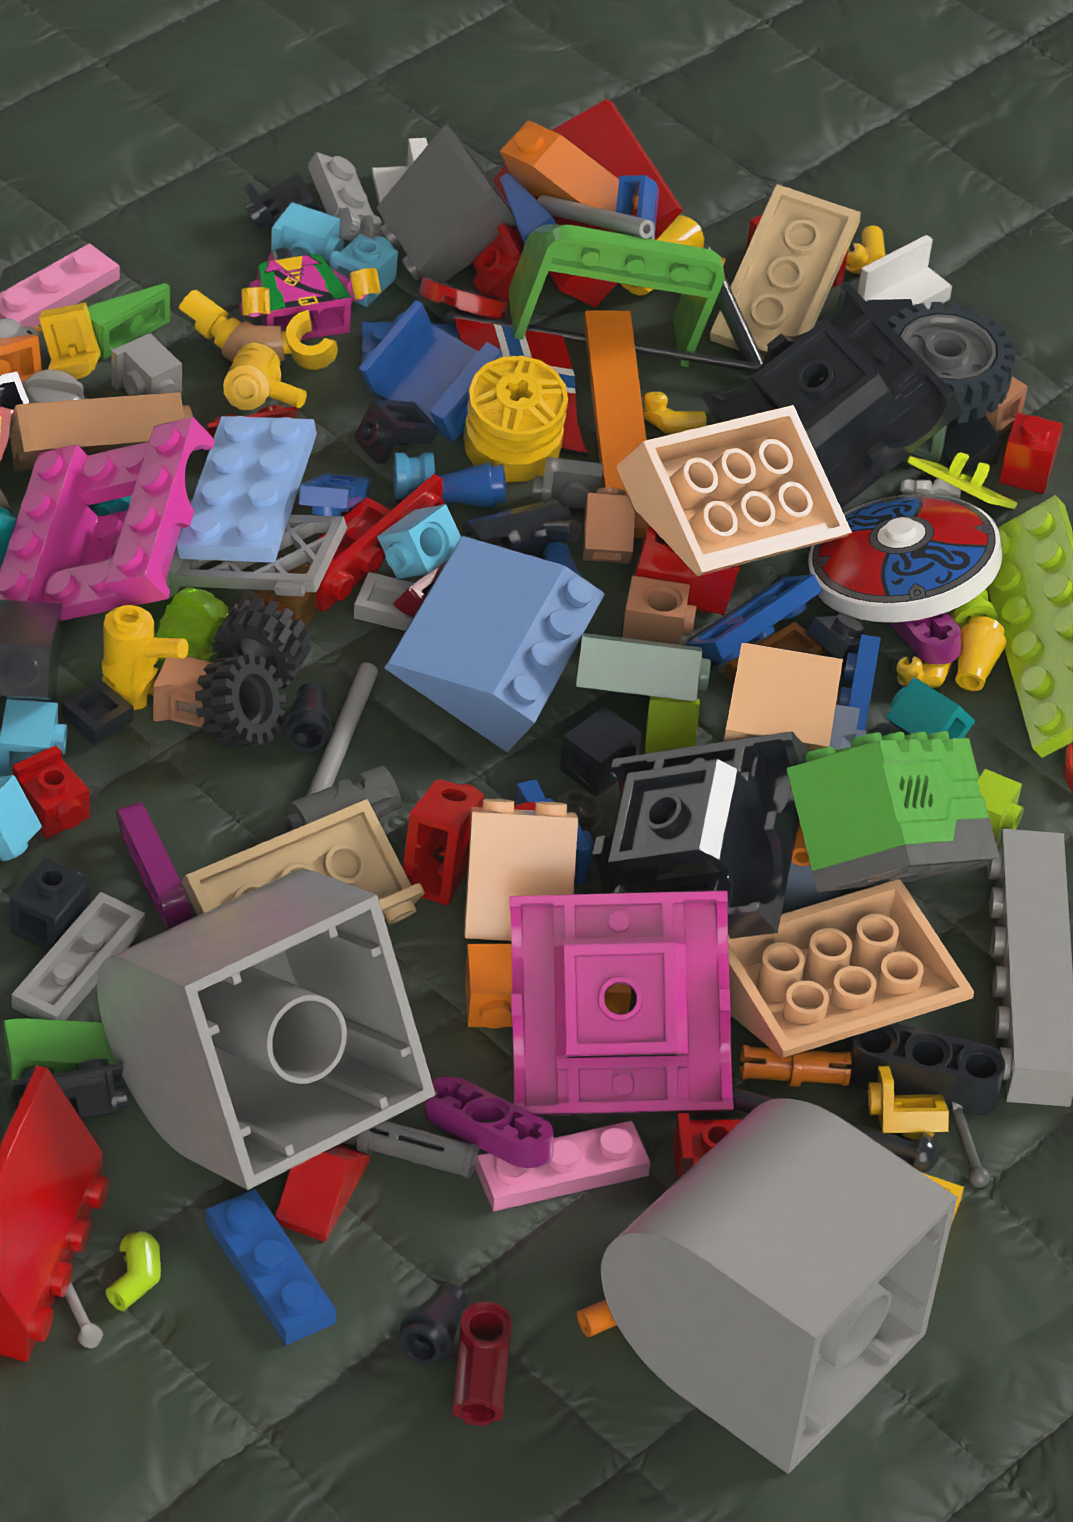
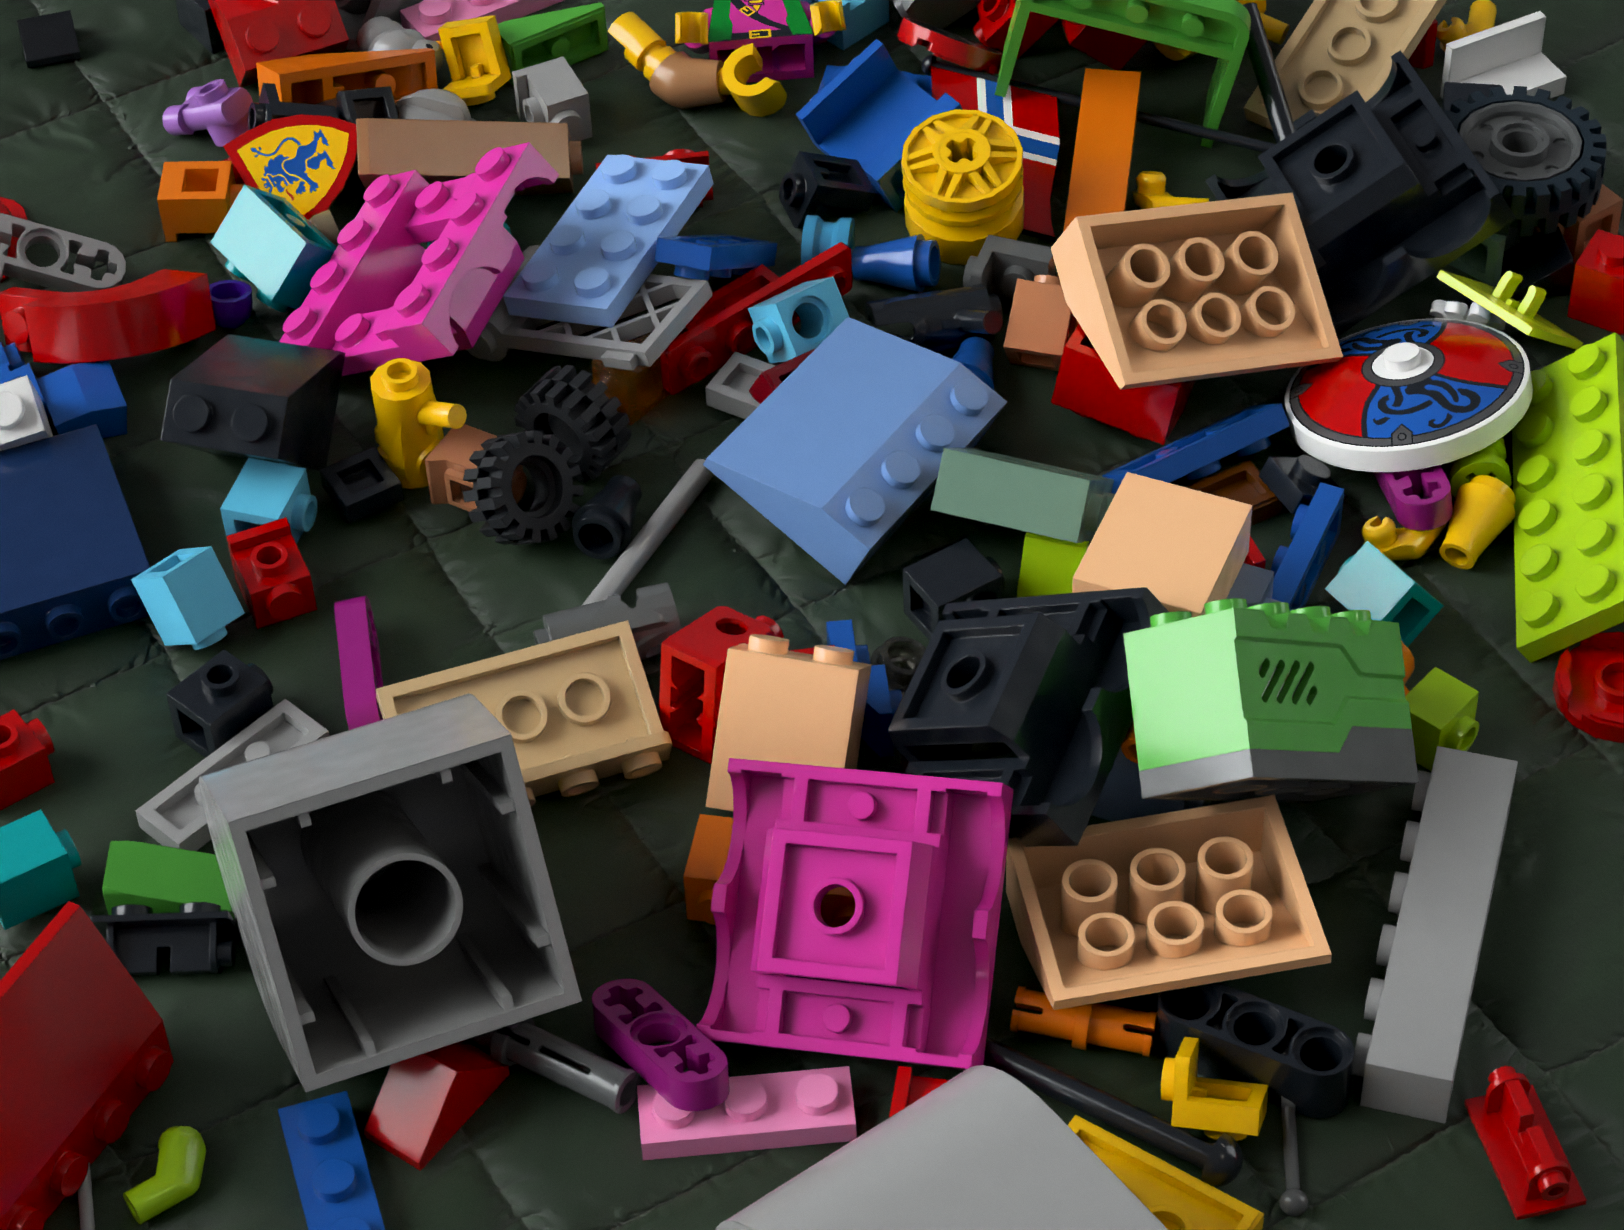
camera: 20 degrees right, 0 degrees up
(196, 618) = (493, 388): clear neon green gear -> none
(255, 377) = (668, 116): yellow piece -> none
(658, 611) = (1076, 431): nougat brick -> none

